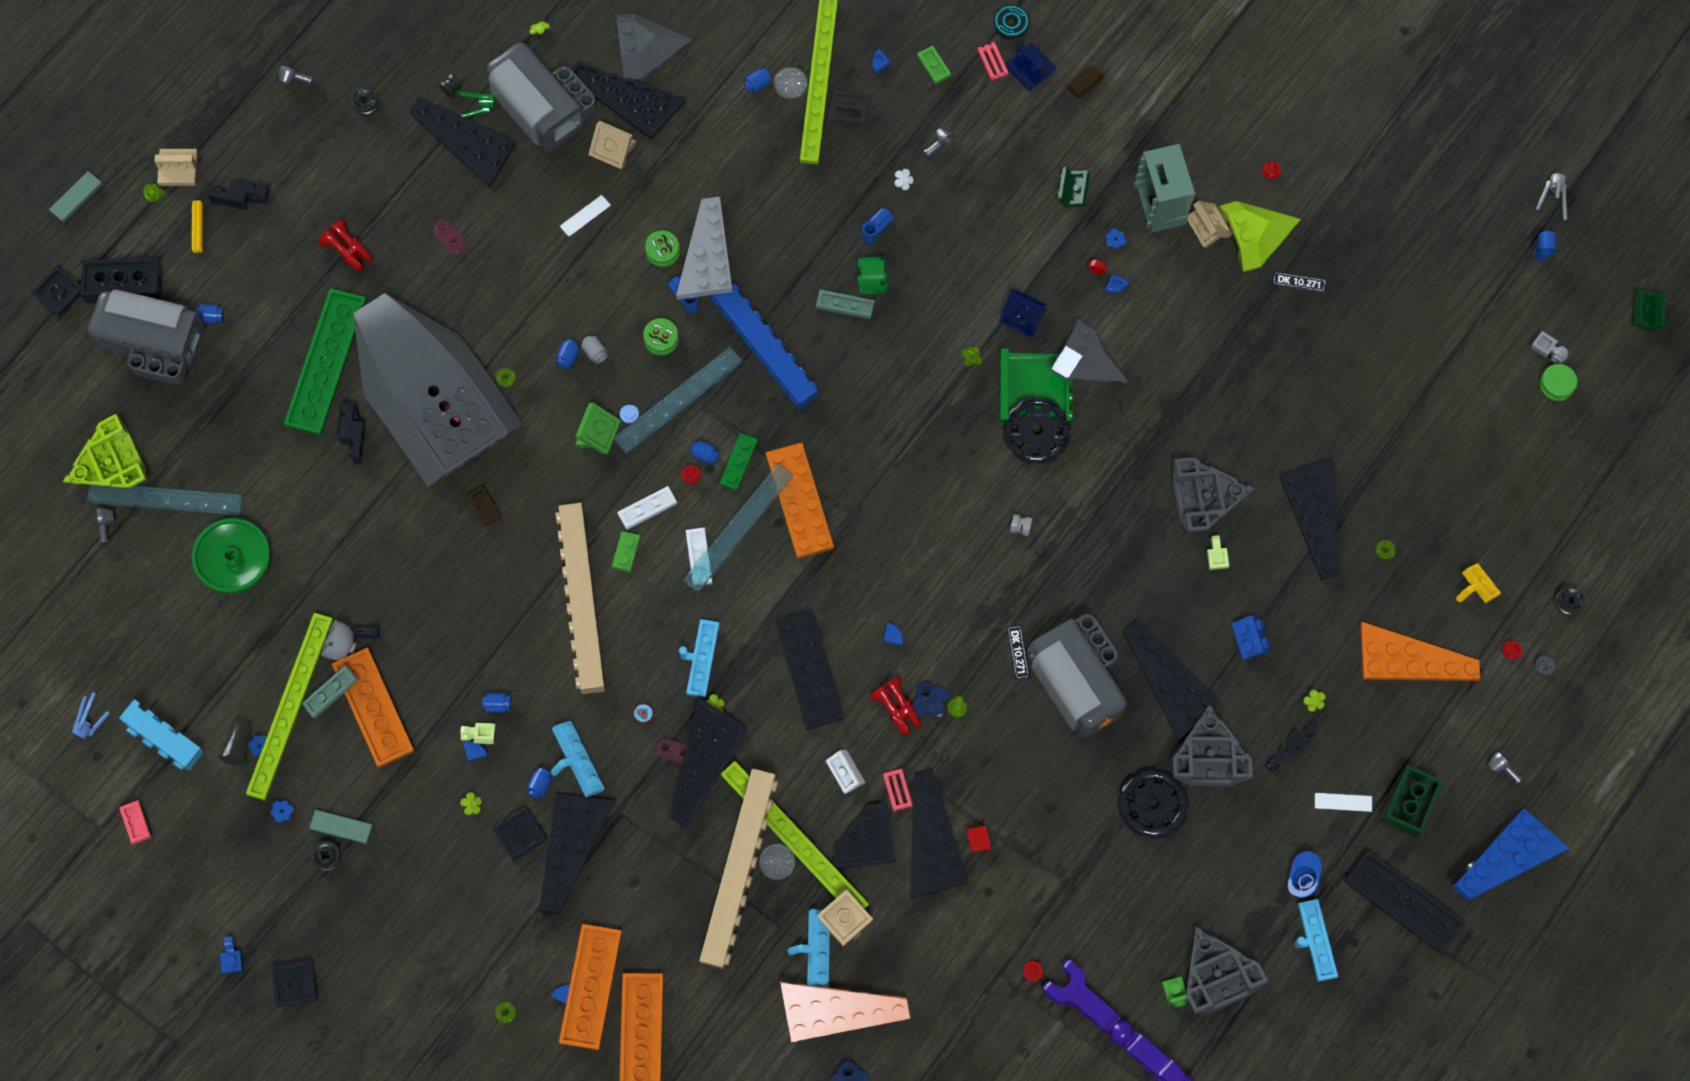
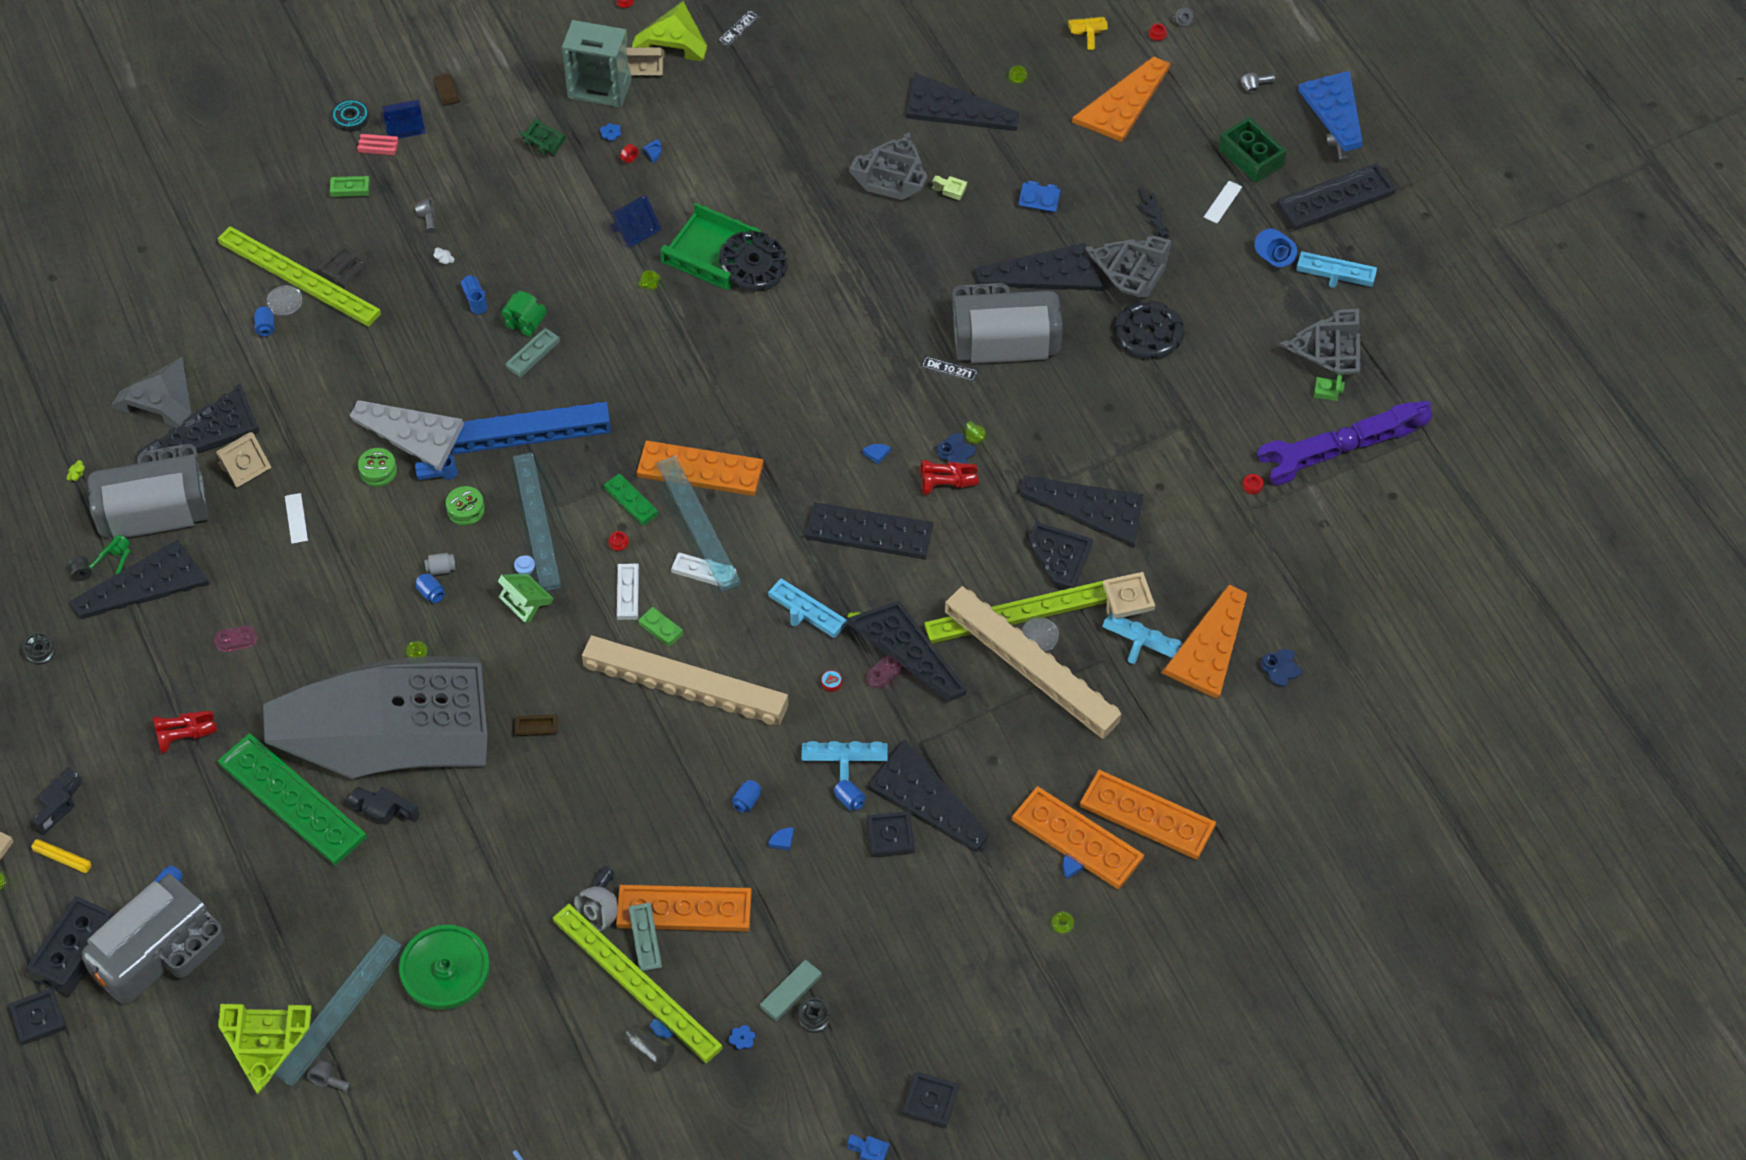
camera: 60 degrees left, 15 degrees down
(160, 736) = (597, 1114): medium azure wedge -> none
(470, 804) = (835, 862): lime plant -> none
(482, 733) = (768, 822): yellowish green plate -> none
(704, 452) = (605, 519): blue brick -> none
(845, 771) = (984, 545): white slope -> none
(879, 62) = (314, 226): blue tile -> none
(901, 805) = (1025, 514): coral tile -> none
(978, 839) = (1110, 465): red panel -> none
(1017, 522) = (835, 310): light grey wheel -> none
(1087, 357) = (711, 191): dark grey wedge -> none
(1315, 700) = (1123, 179): lime plant -> none

